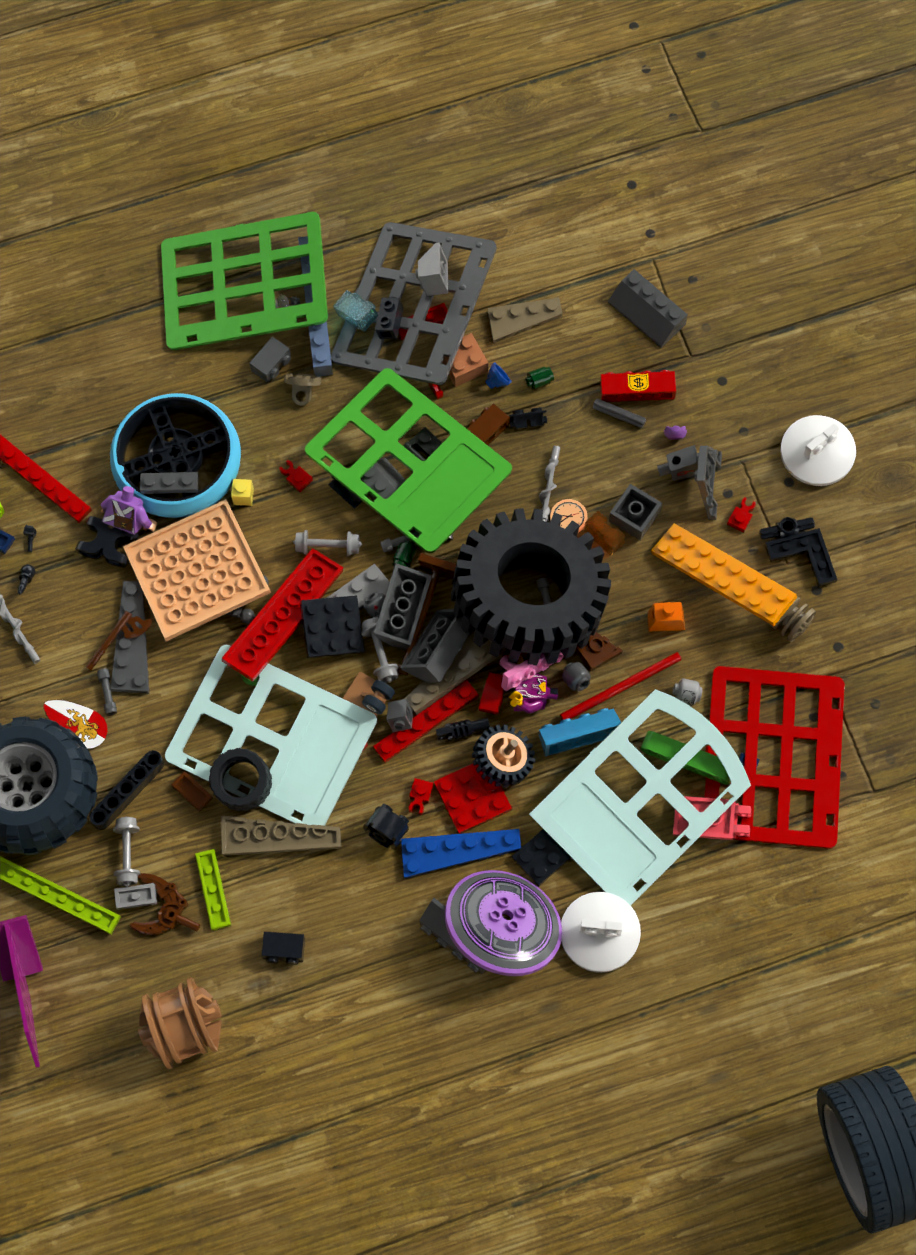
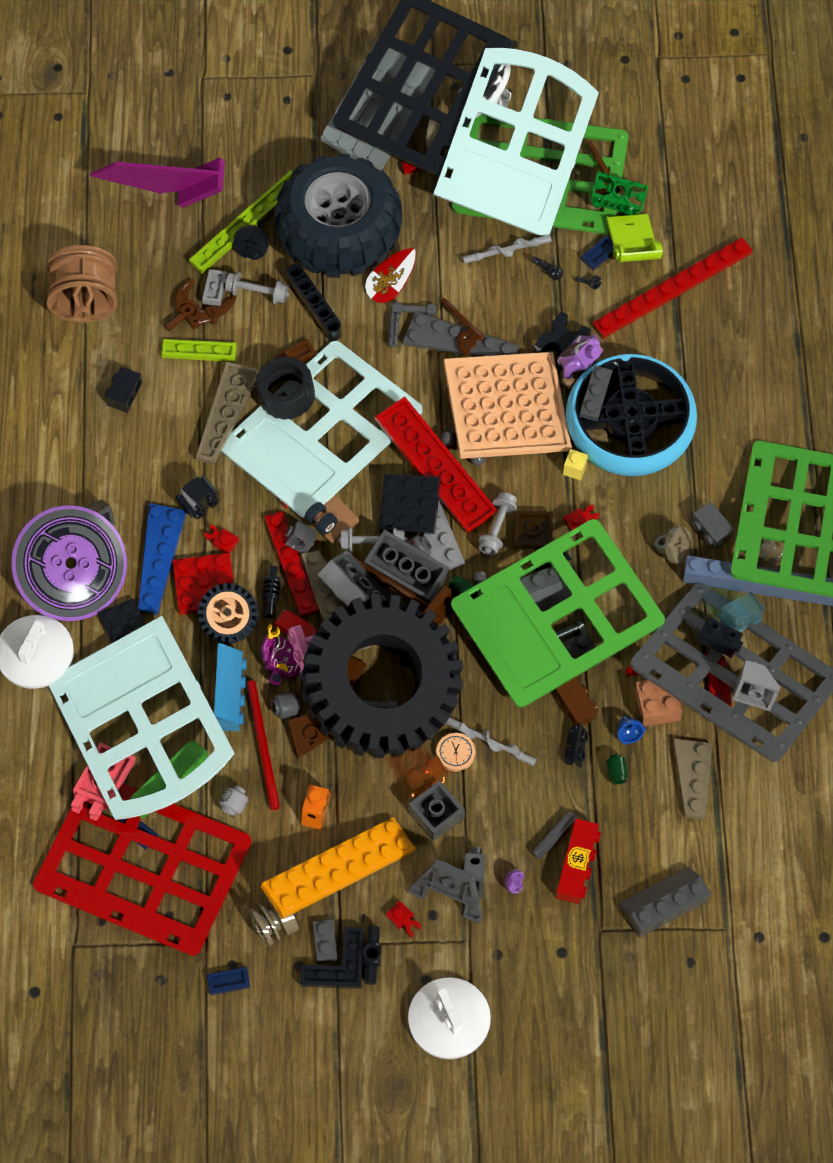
camera: 105 degrees right, 5 degrees down
(73, 873) = (251, 242): none -> black tile
(137, 704) = (393, 330): none -> dark grey axle
(322, 512) = (533, 529): none -> dark brown plate
(788, 572) = (325, 941): none -> dark grey plate
(854, 644) = (228, 981): none -> dark blue tile

